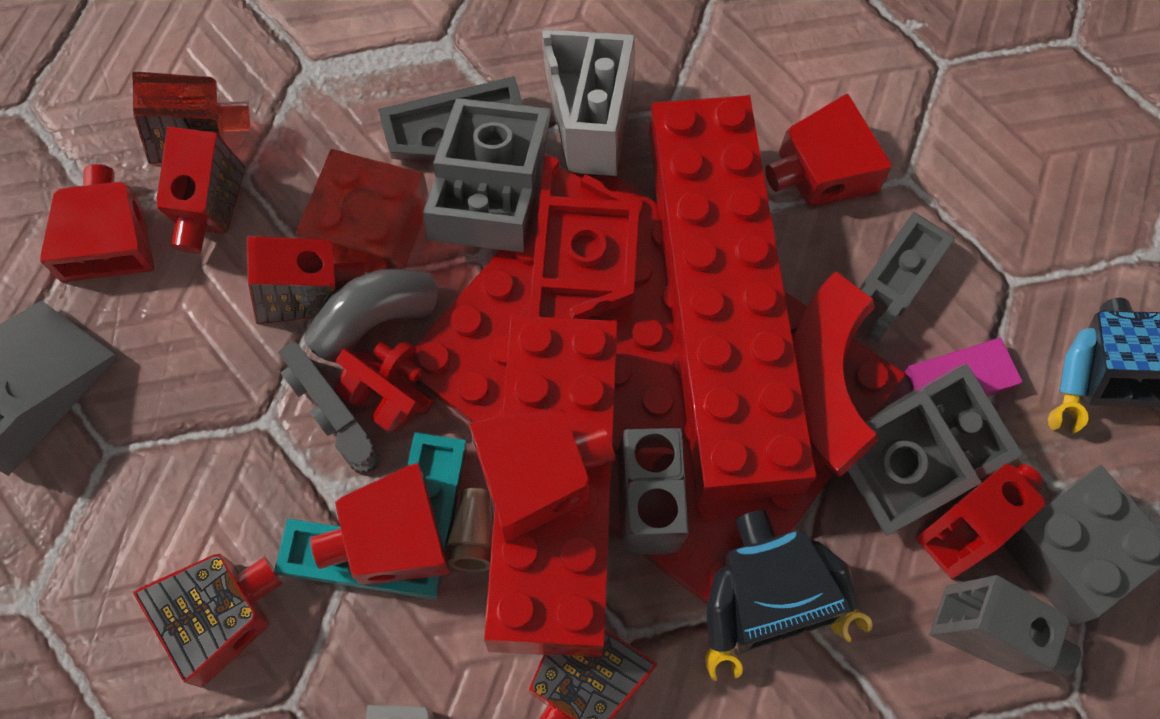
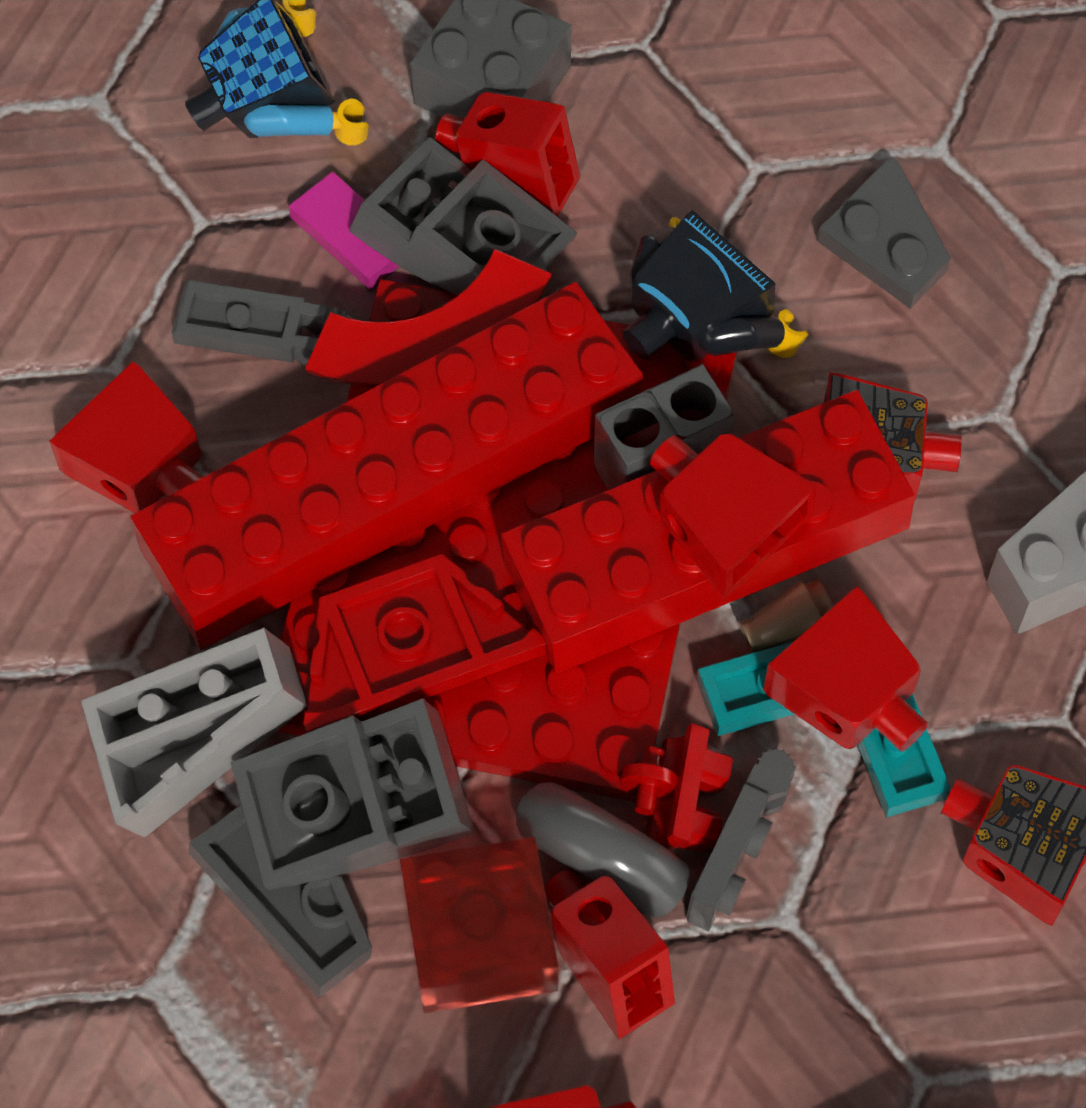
camera: 115 degrees left, 5 degrees down
(1005, 627) = (618, 82): dark grey torso -> none

